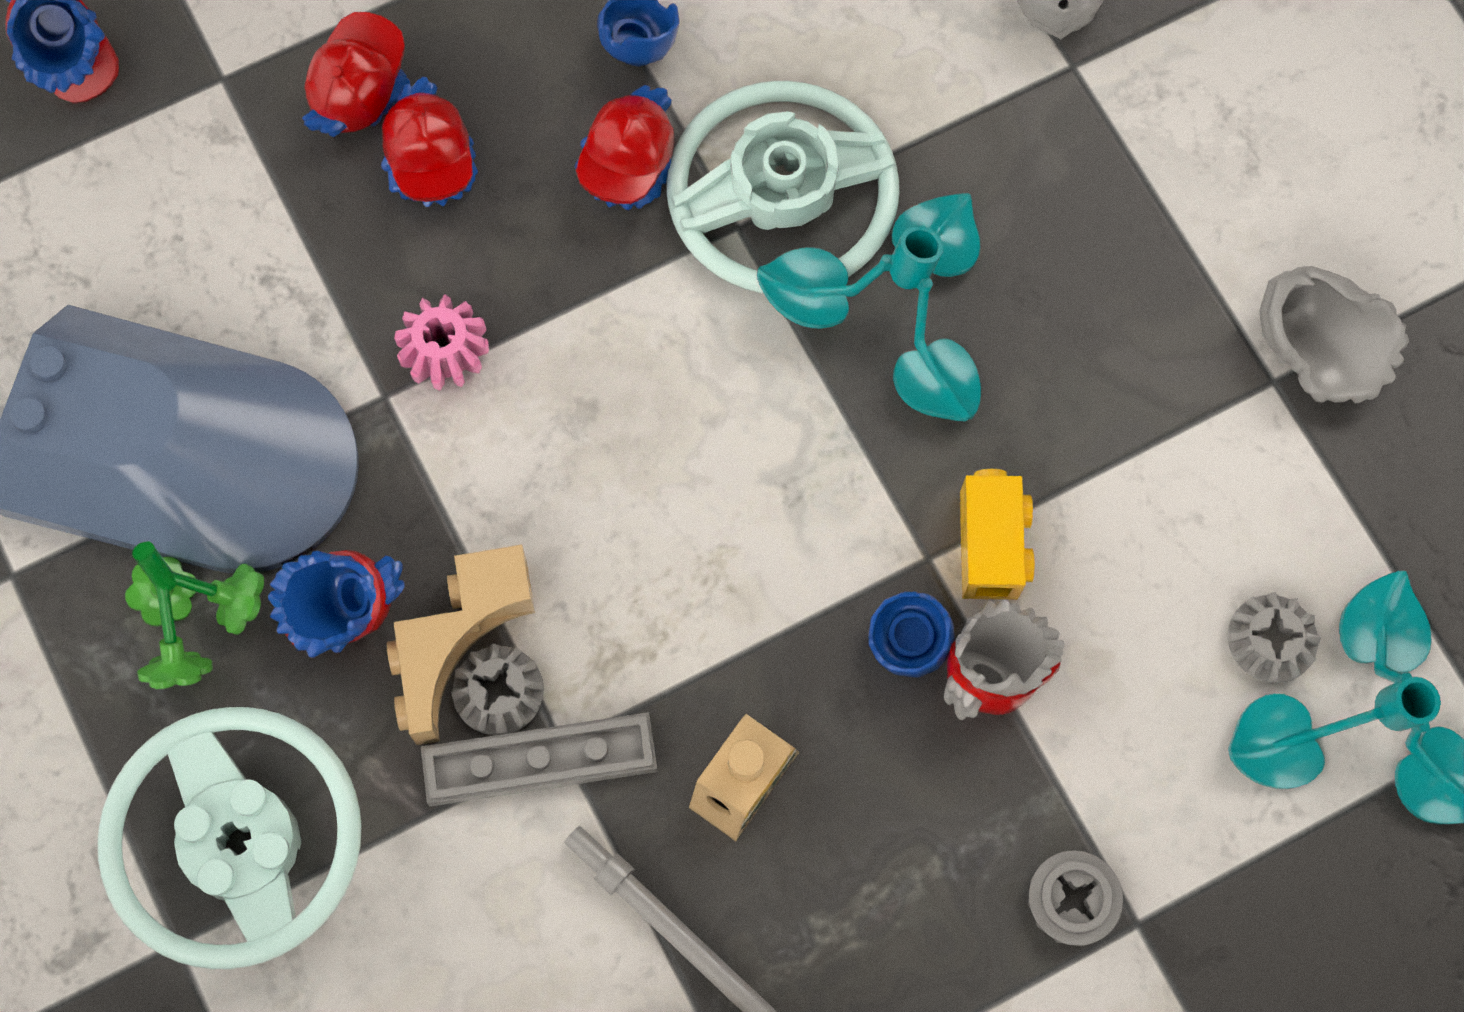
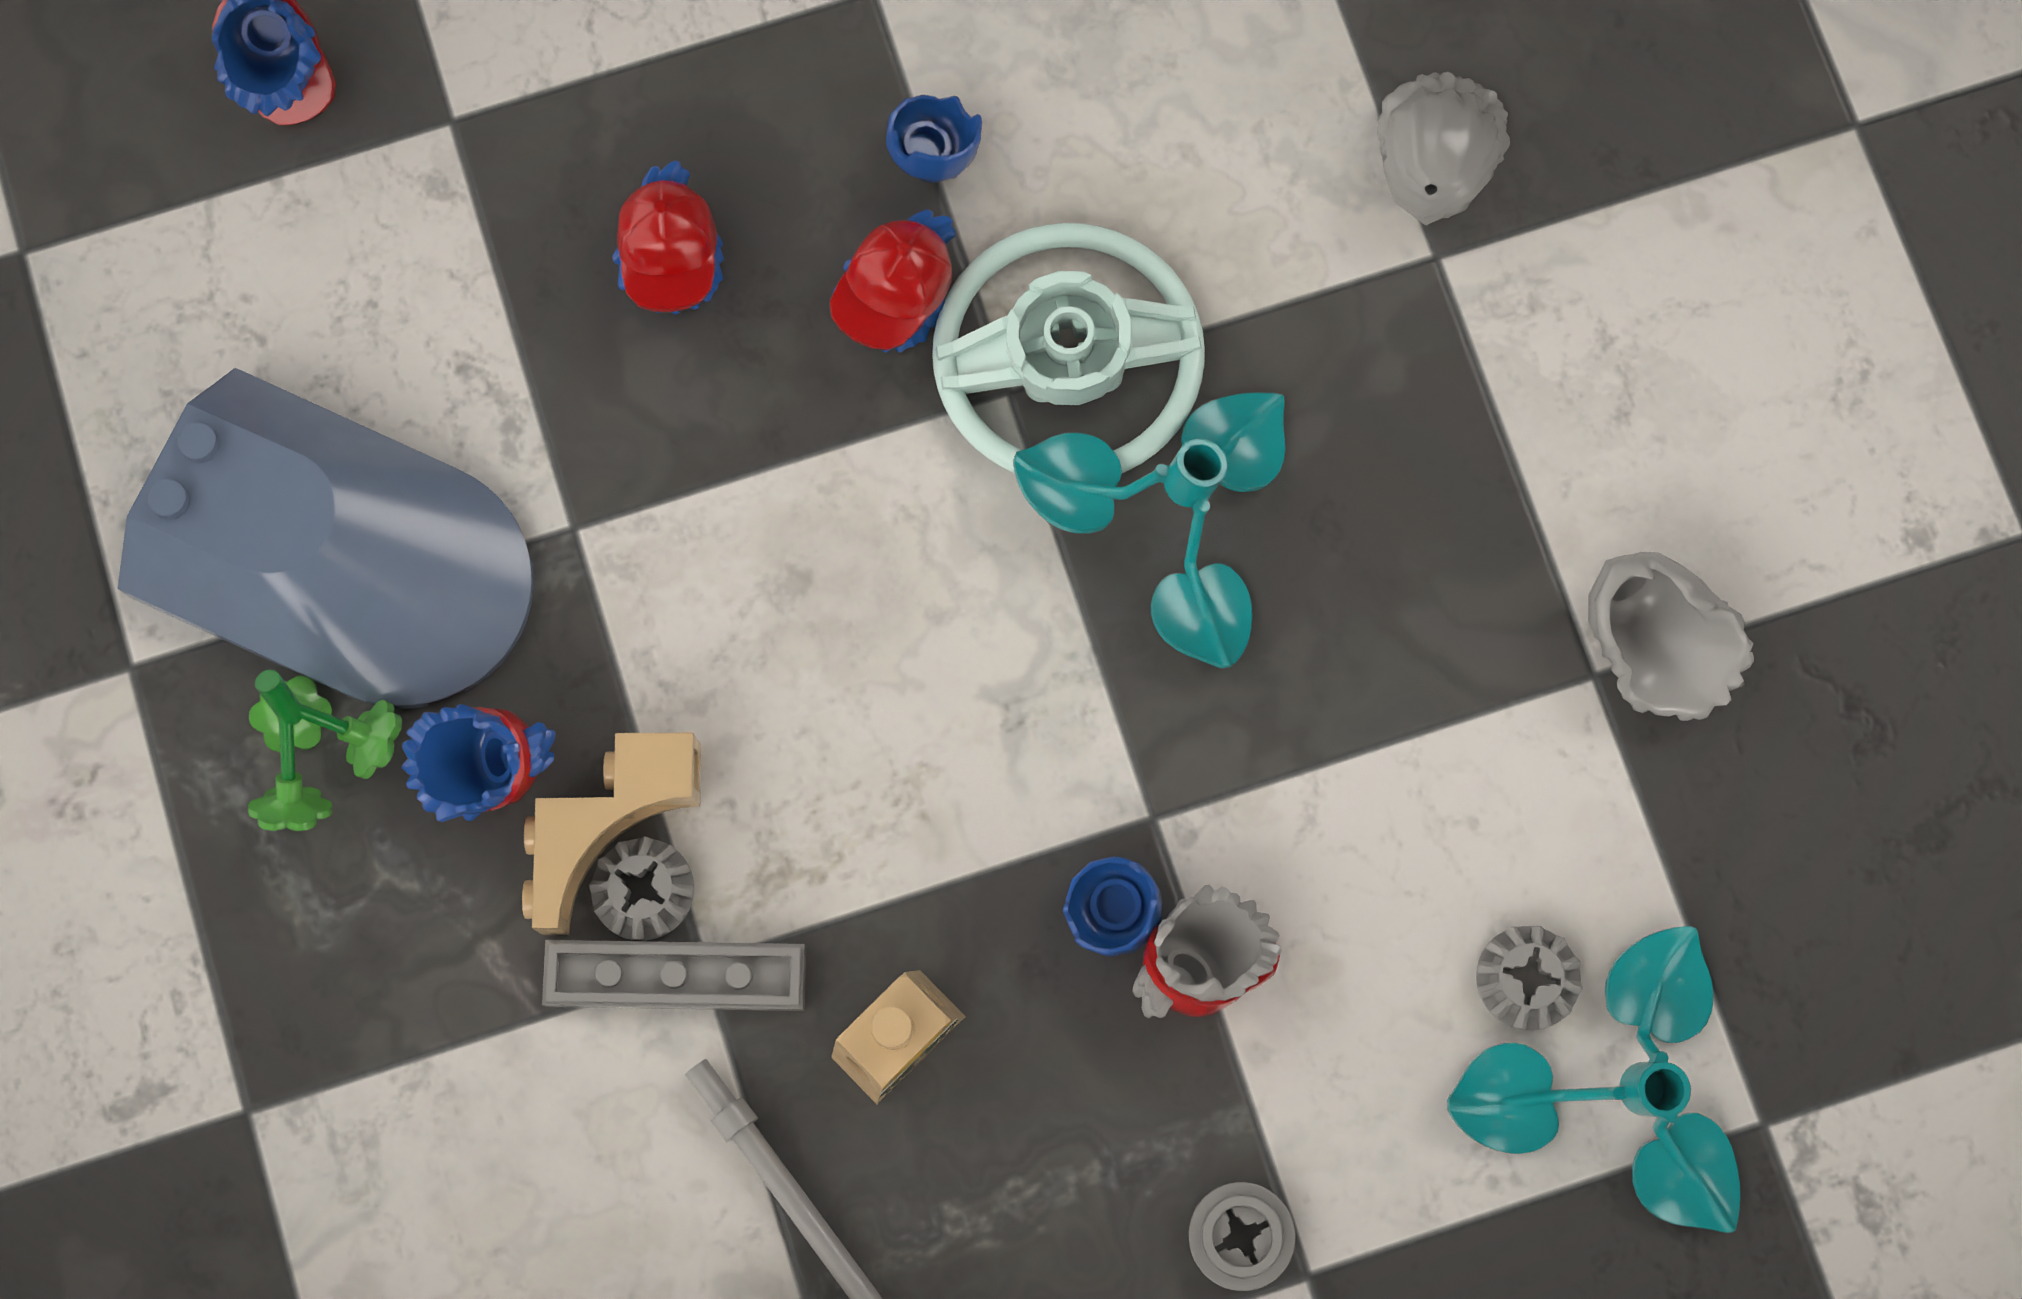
camera: 15 degrees right, 5 degrees up
(215, 806) = (312, 966): light aqua piece -> none
(355, 75) = (599, 145): red hair -> none
(425, 355) = (621, 477): bright pink gear -> none
(993, 536) = (1229, 806): yellow brick -> none

